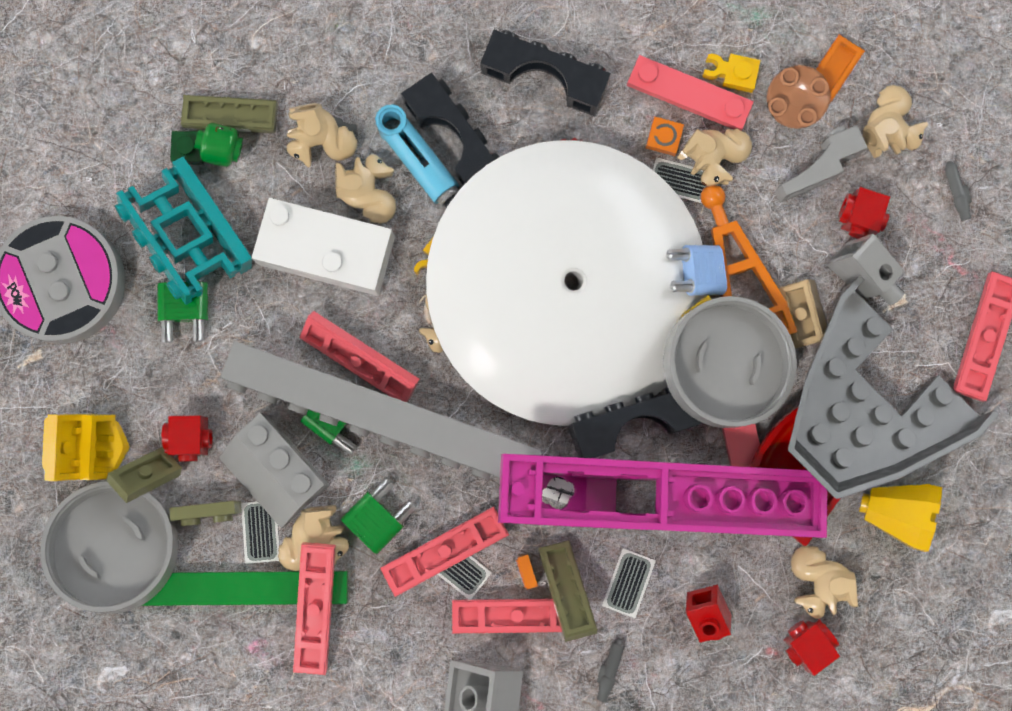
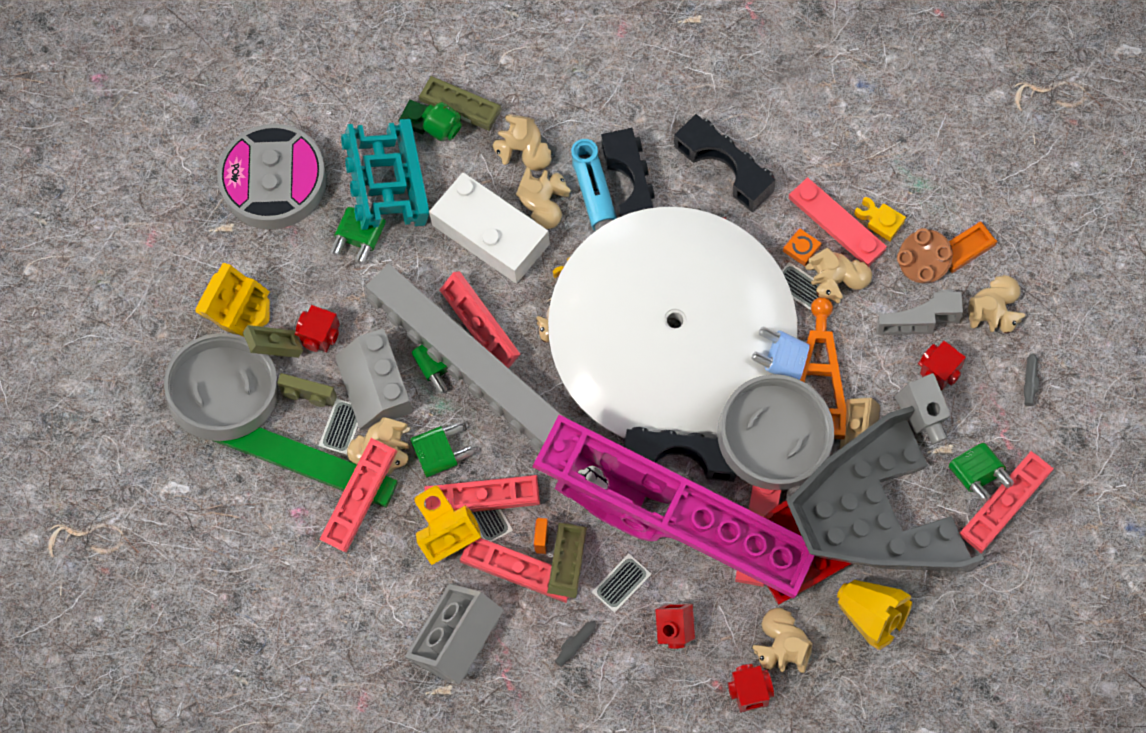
camera: 25 degrees right, 15 degrees down
(426, 608) = (446, 528): none -> yellow piece
(946, 311) = (979, 468): none -> green piece

